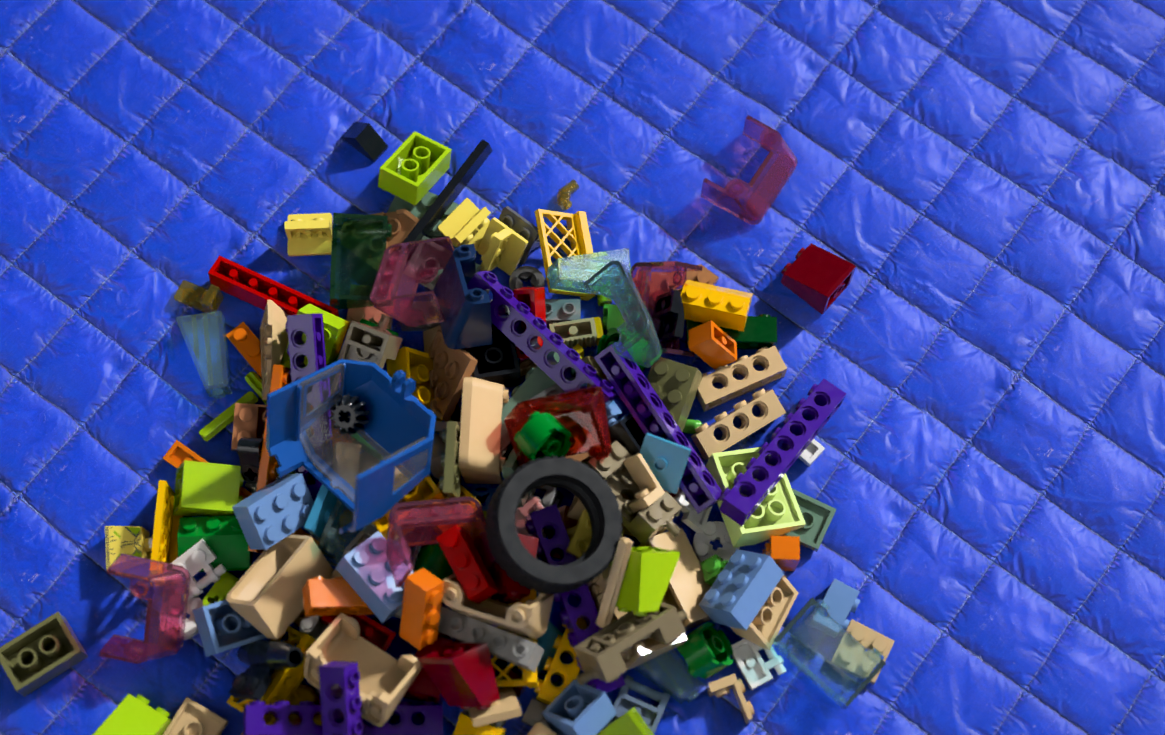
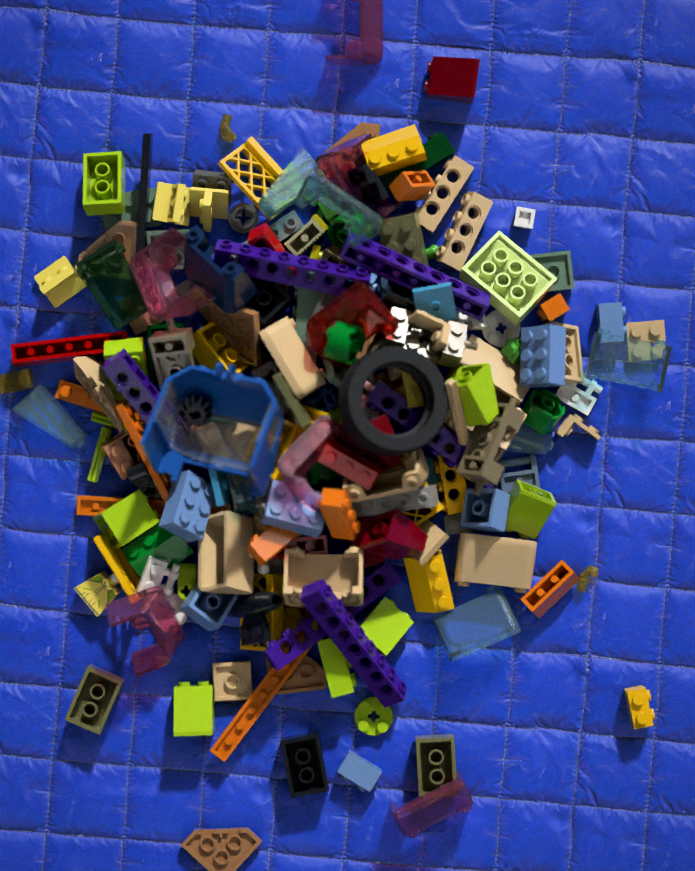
camera: 30 degrees left, 20 degrees up
(365, 140) = (47, 180): black slope -> none
(817, 409) = (518, 170): dark purple brick -> none

